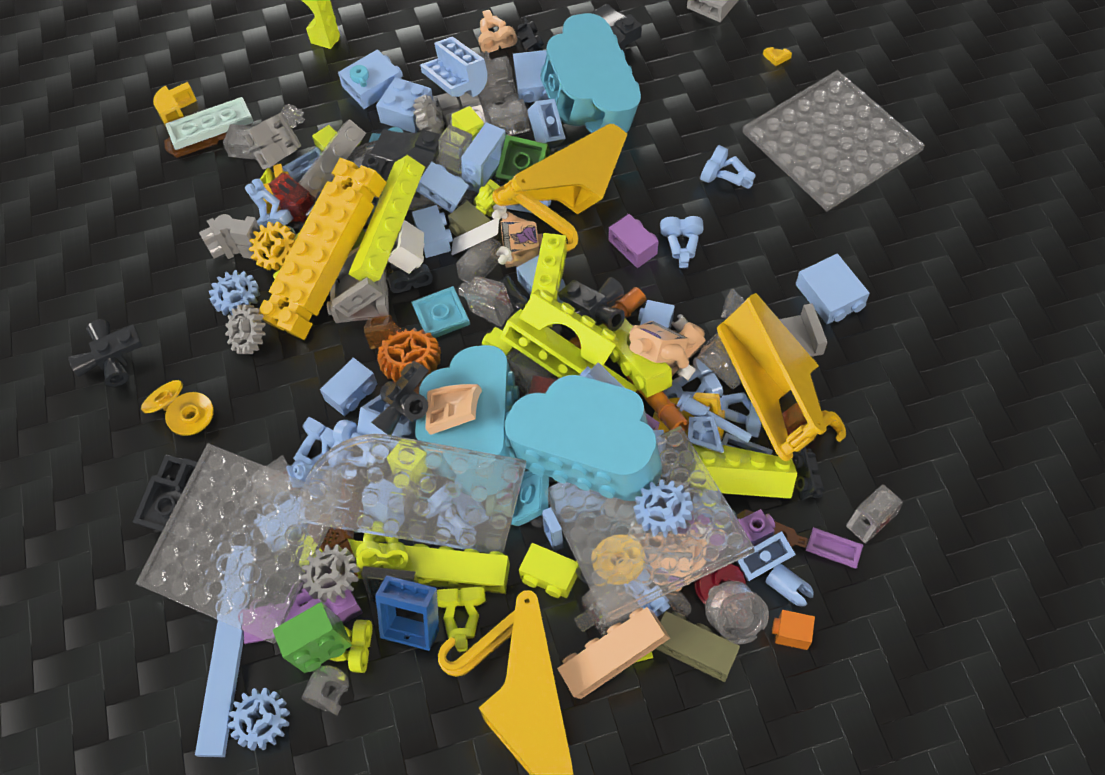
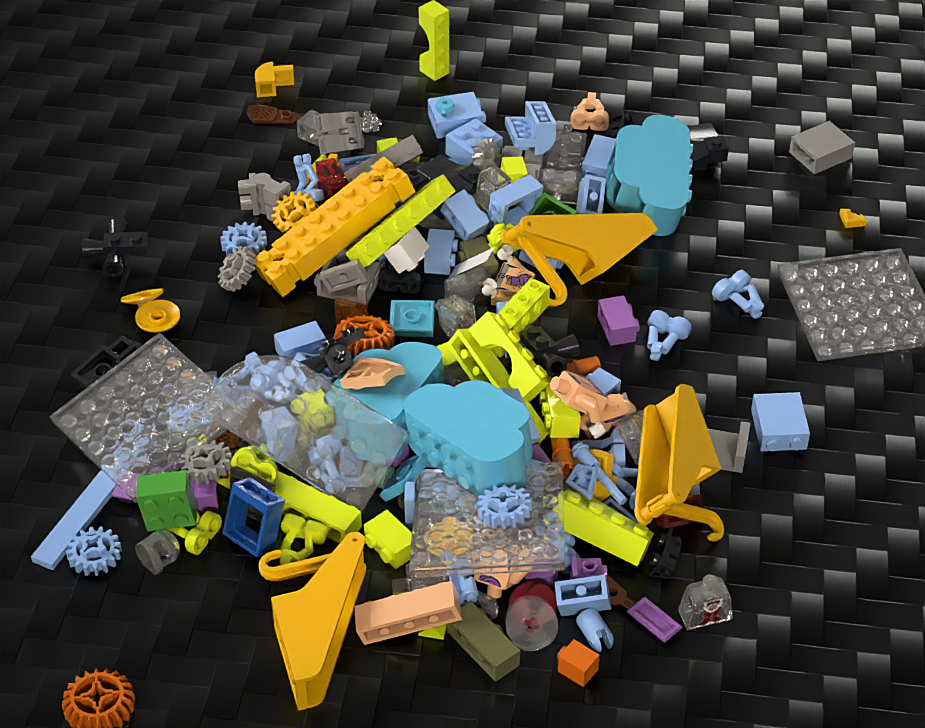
camera: 20 degrees right, 15 degrees down
(208, 123) = (293, 103): light aqua tile -> none

